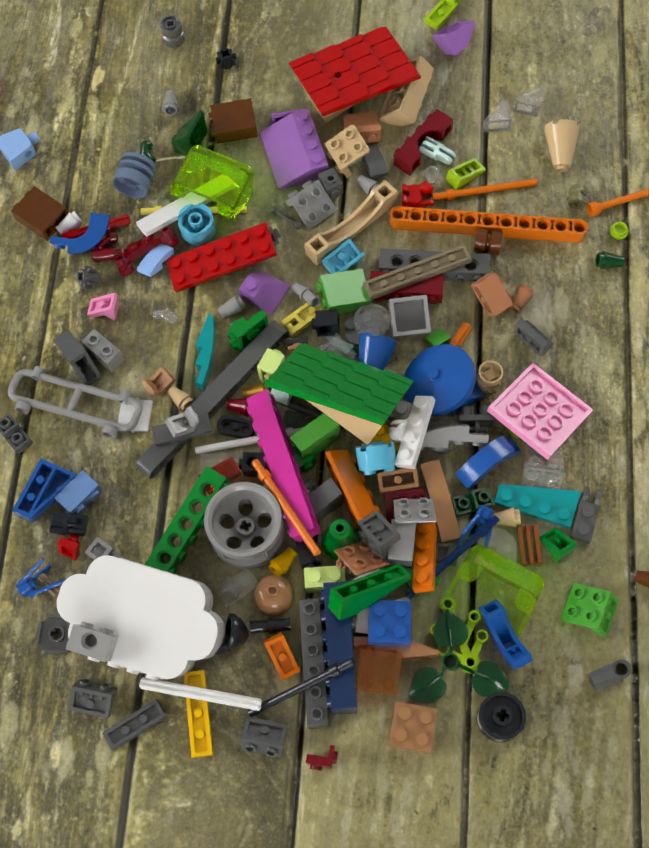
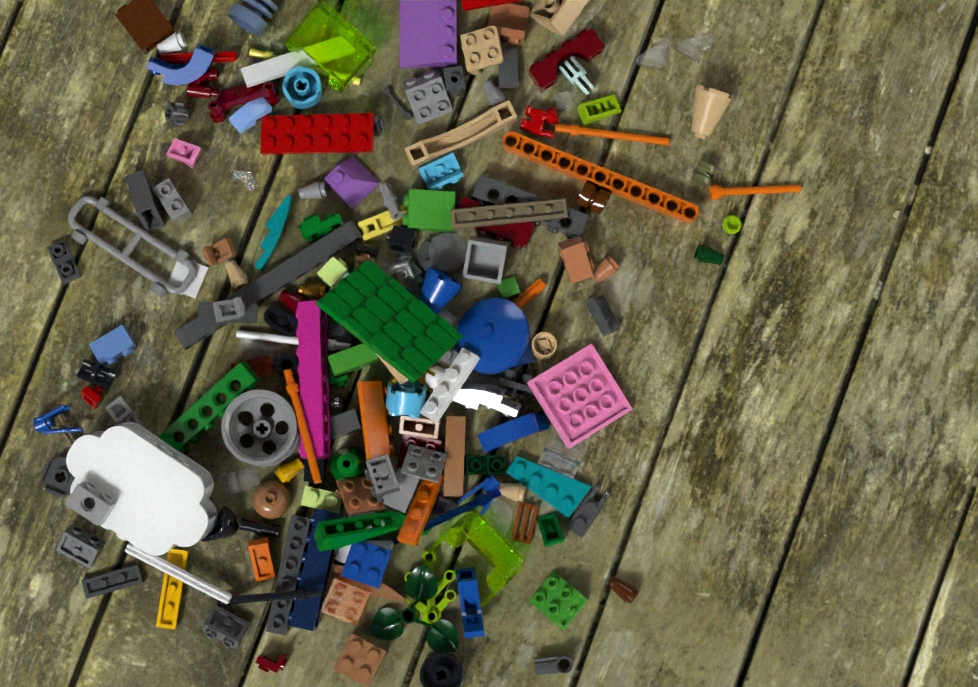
camera: 10 degrees right, 15 degrees up
(41, 489) = (79, 332): blue wedge -> none

